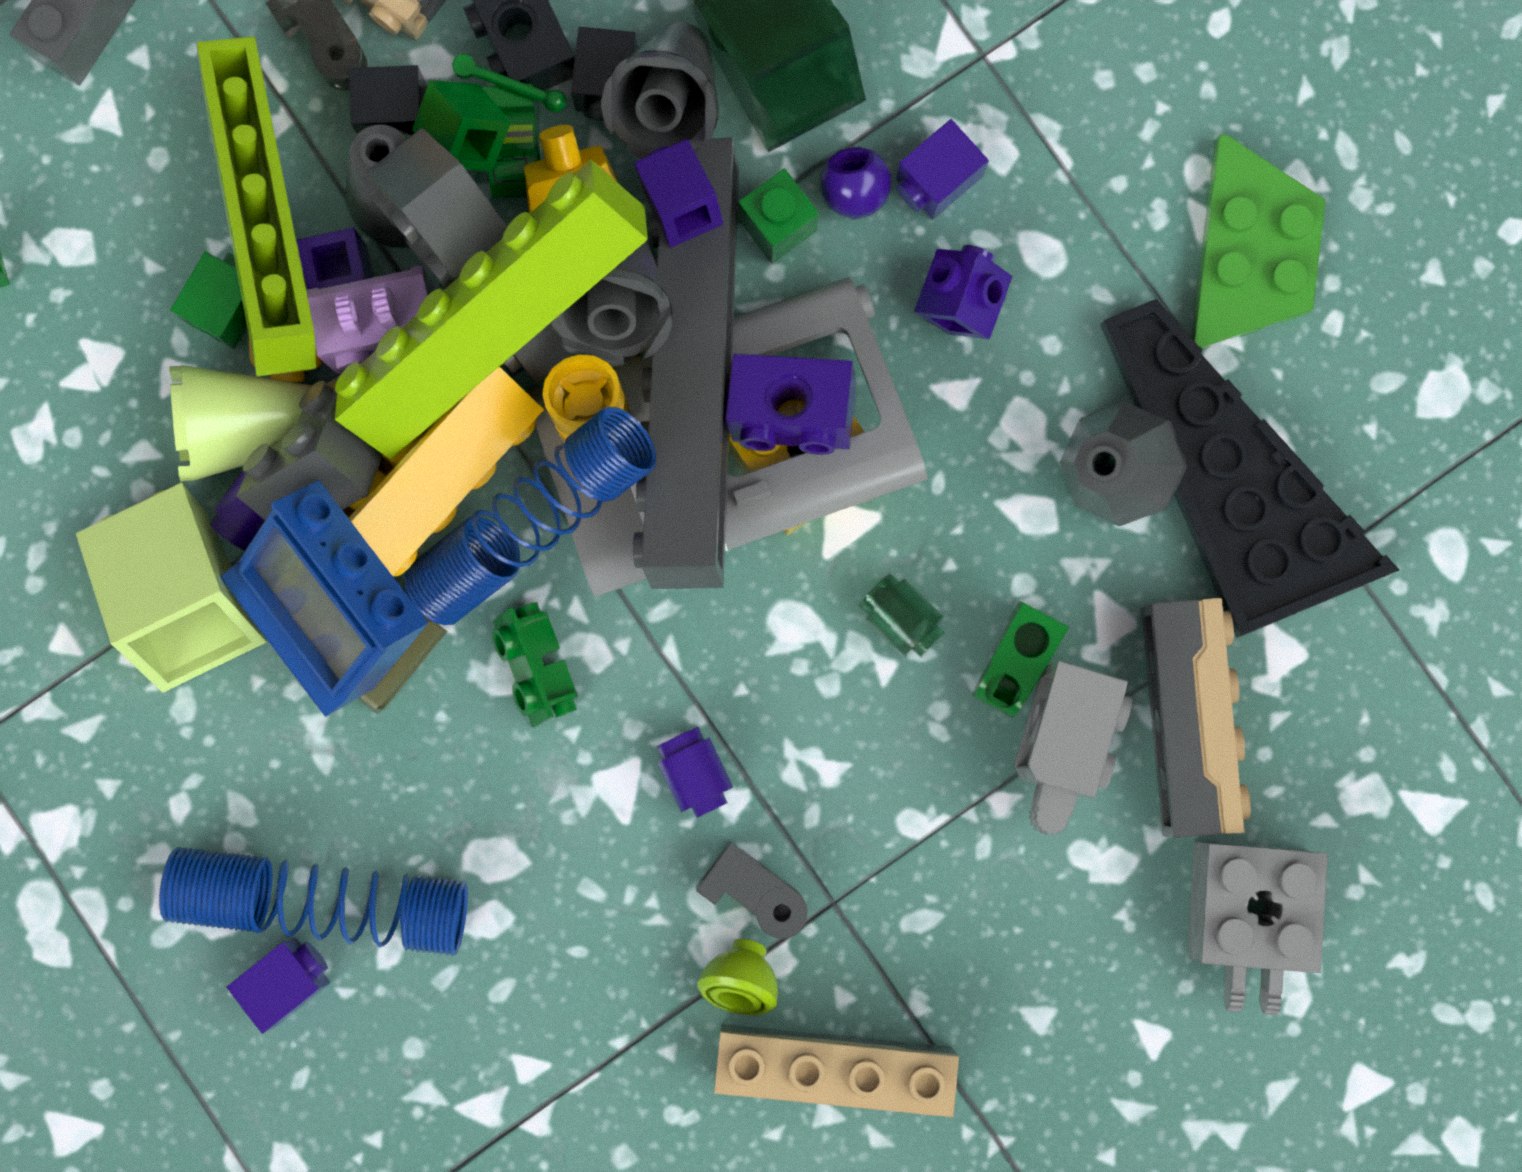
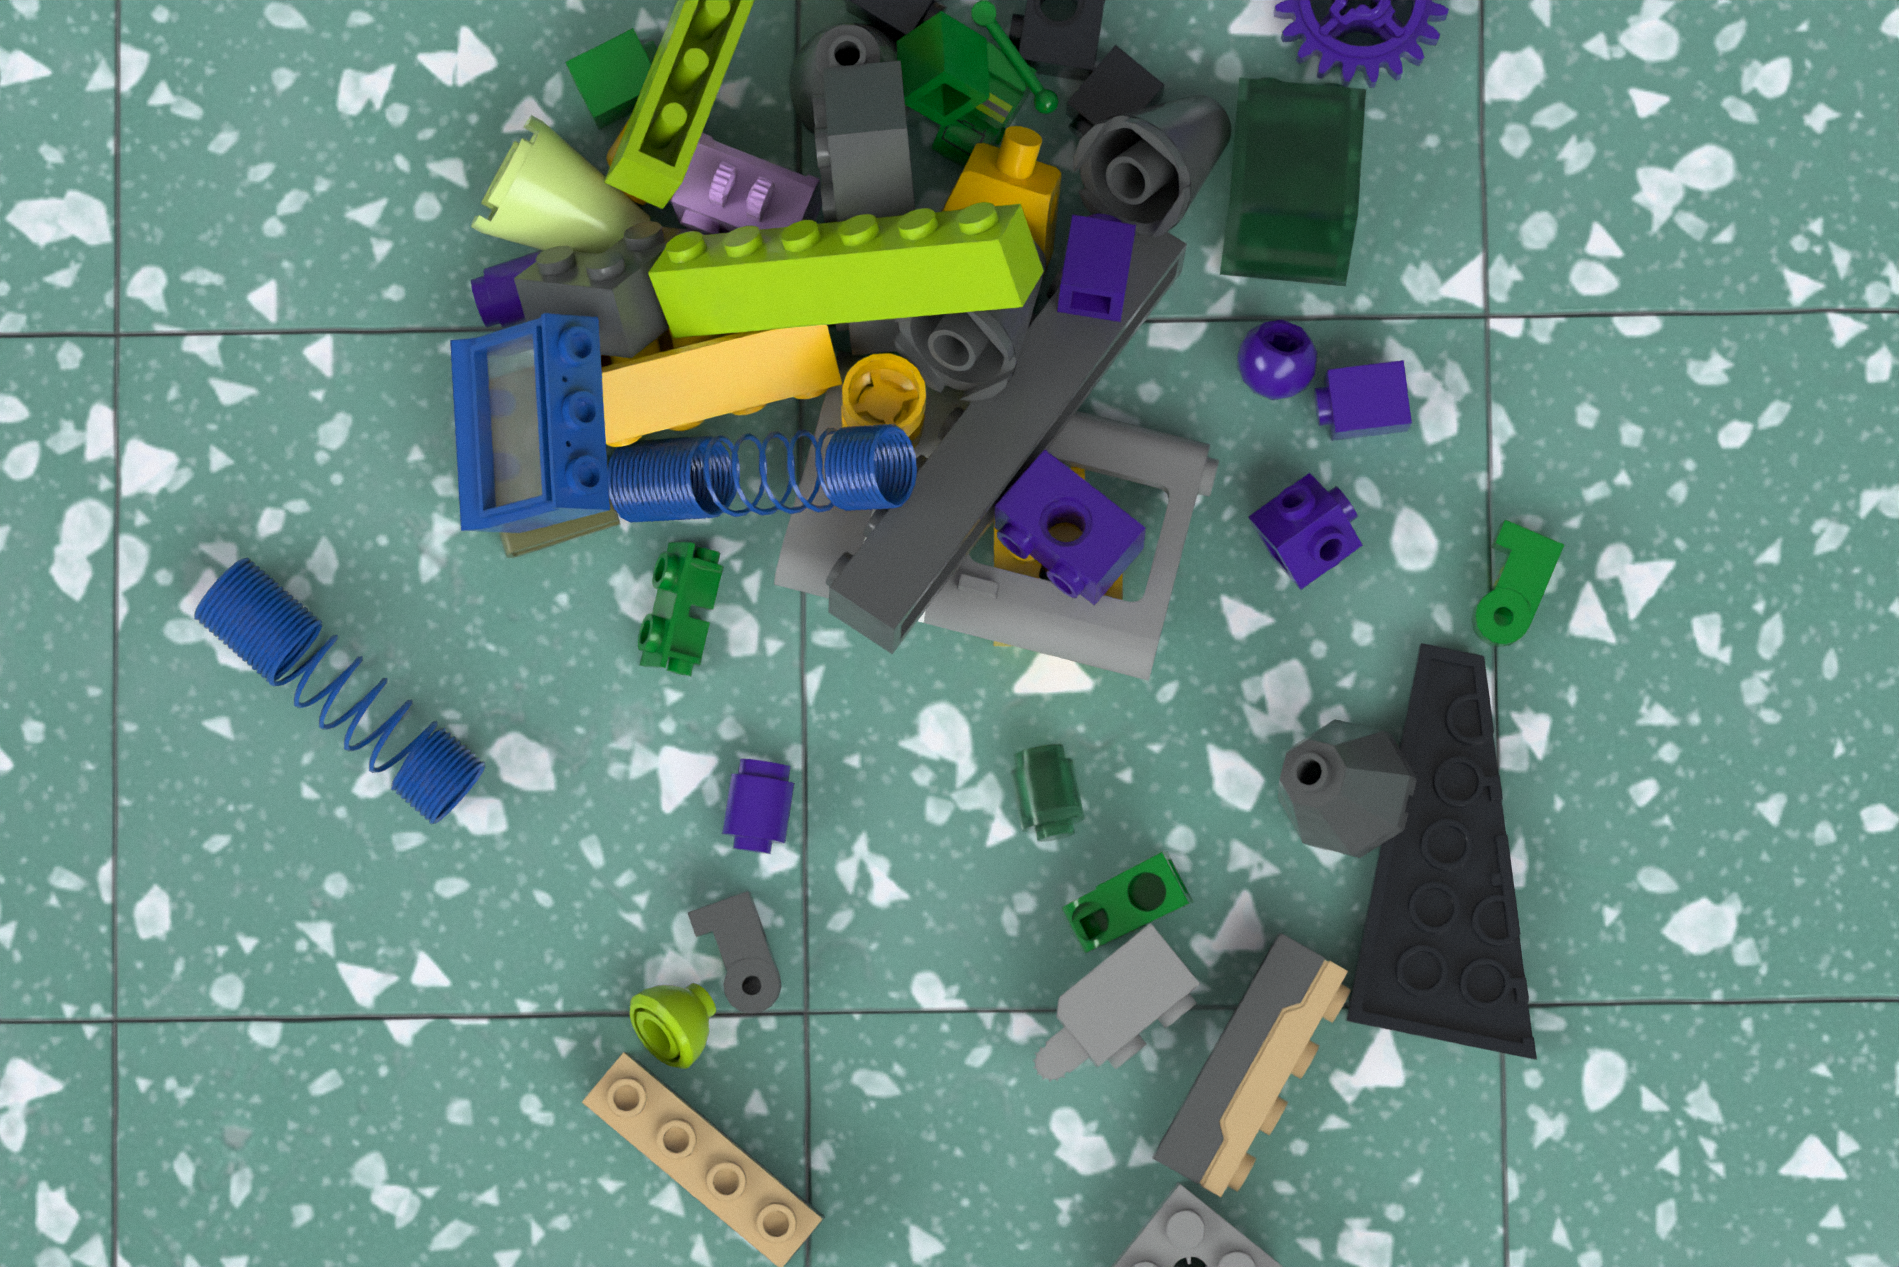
camera: 45 degrees right, 0 degrees up
(163, 589) = (392, 314): yellowish green slope -> none
(280, 983) = (259, 743): dark purple brick -> none
(334, 259) = (745, 119): dark purple brick -> none
(778, 215) = (1183, 343): green brick -> none
(1143, 231) = (1511, 605): none -> green leg
(1255, 247) = (1616, 670): bright green wing -> none

